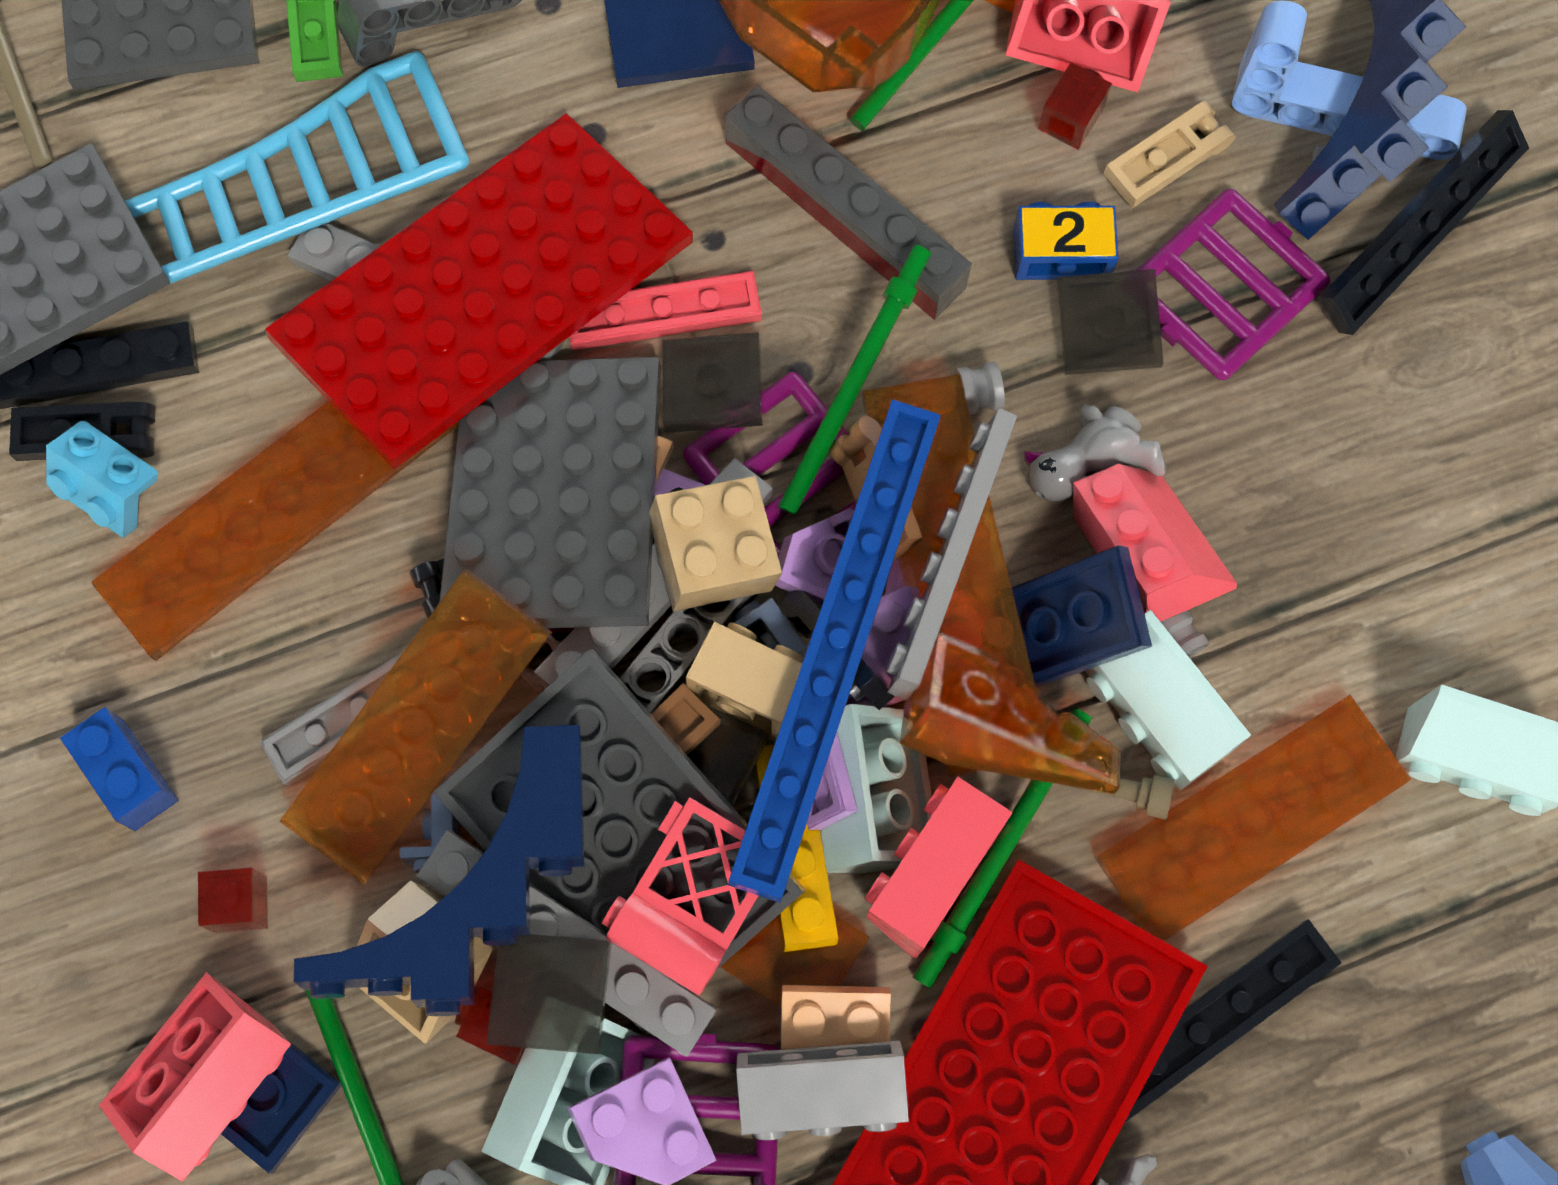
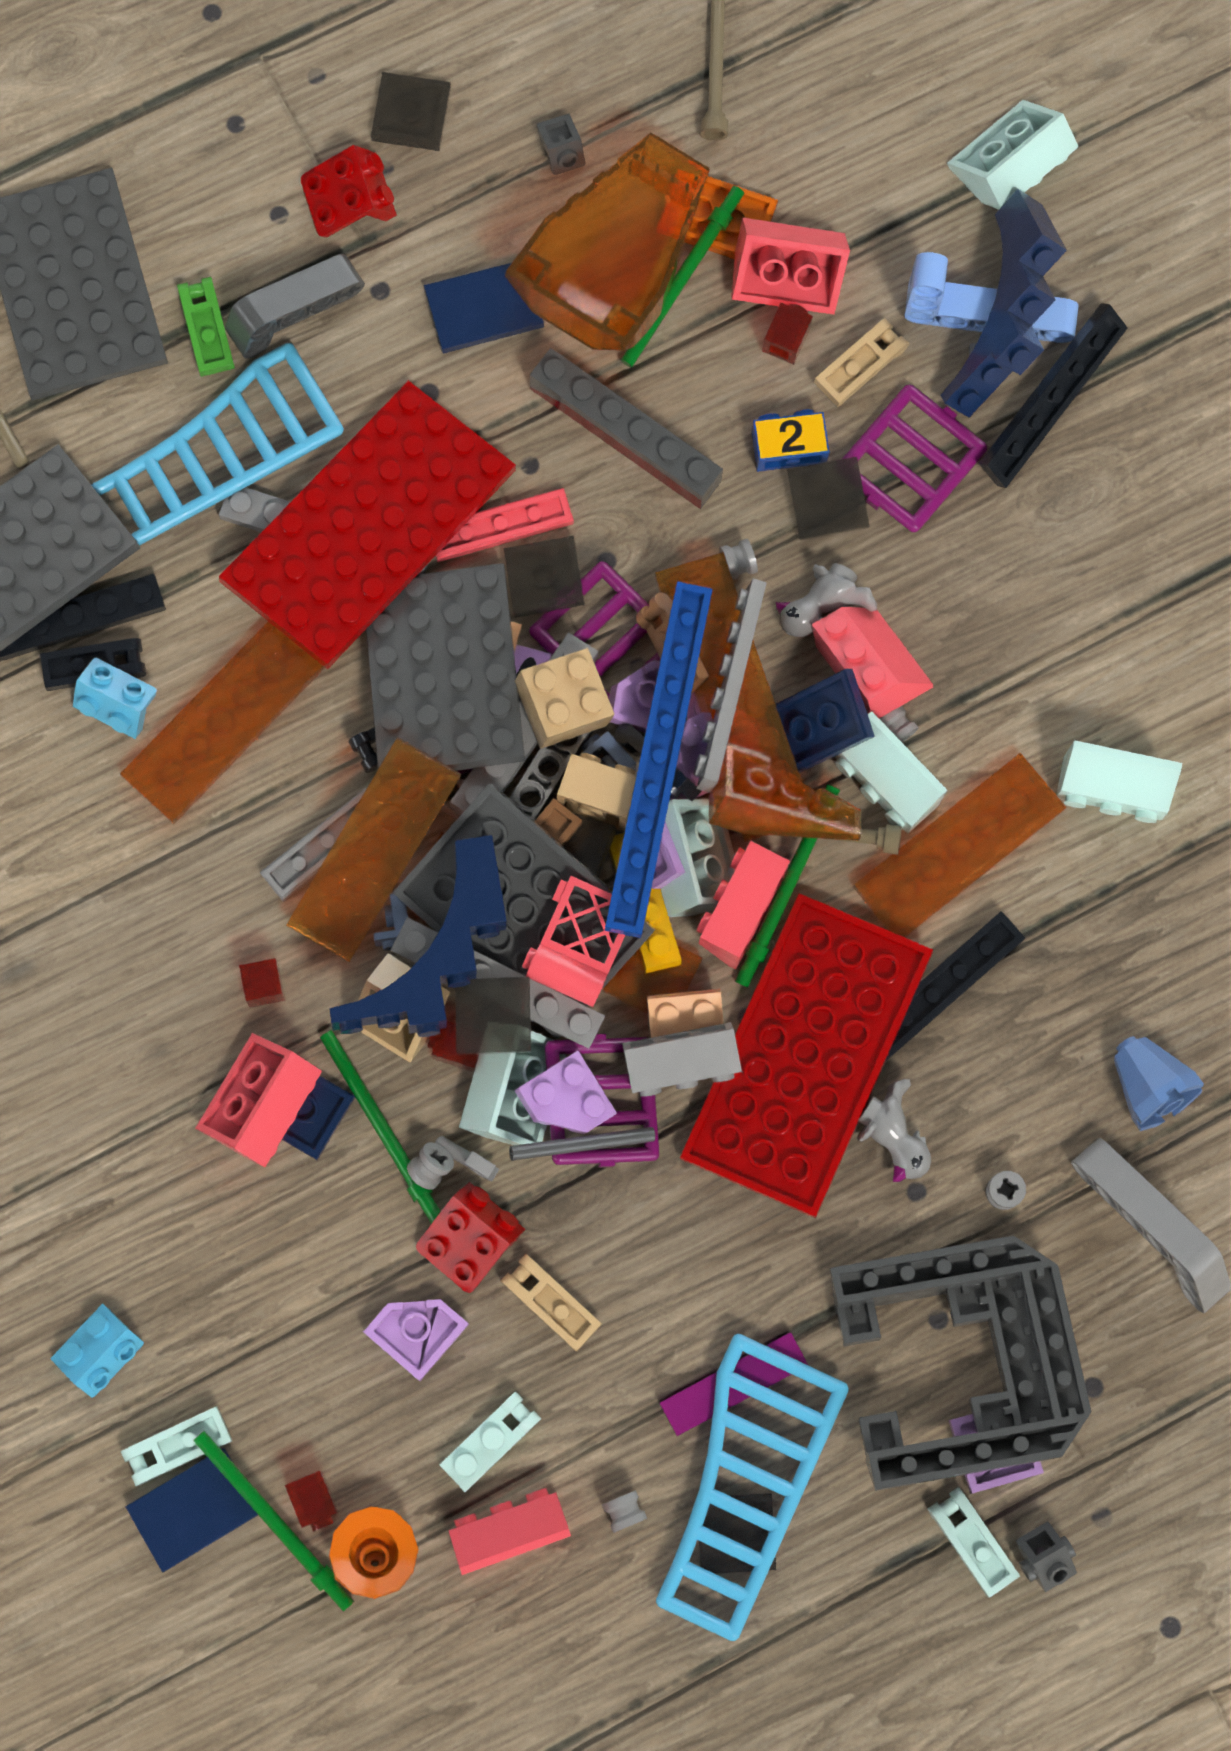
camera: 10 degrees left, 5 degrees up
(119, 769) = (167, 902): blue brick -> none
(898, 295) = (673, 500): green bar -> none

